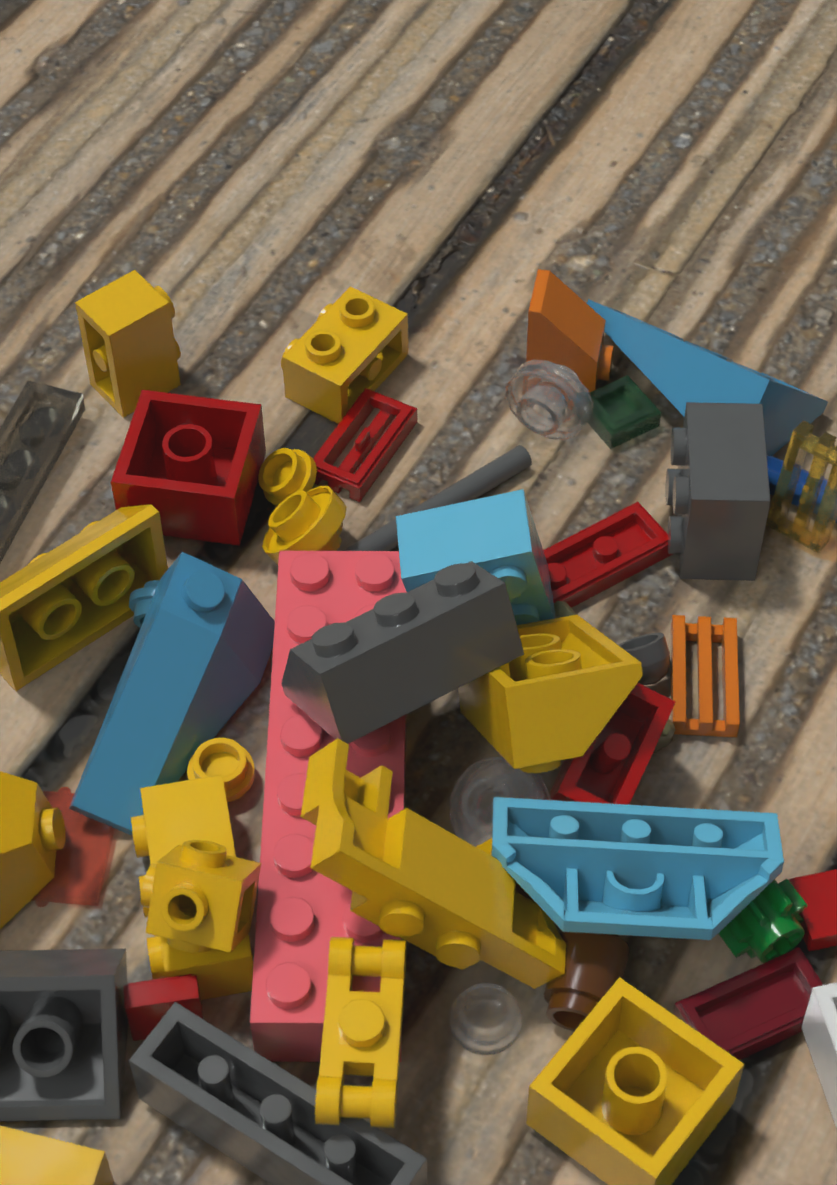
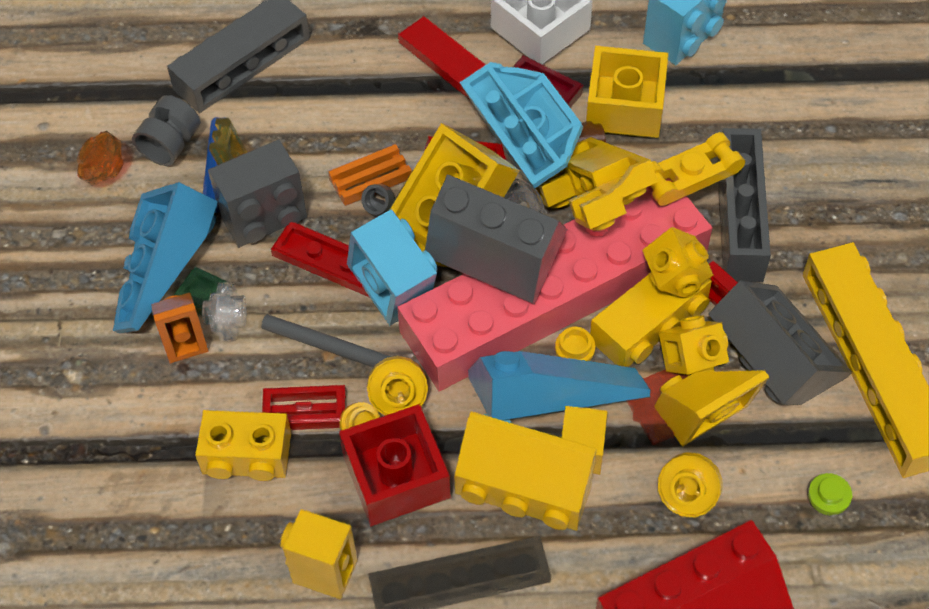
camera: 120 degrees left, 5 degrees up
(66, 689) = (587, 428): none -> yellow brick
(84, 890) = (694, 346): none -> yellow brick

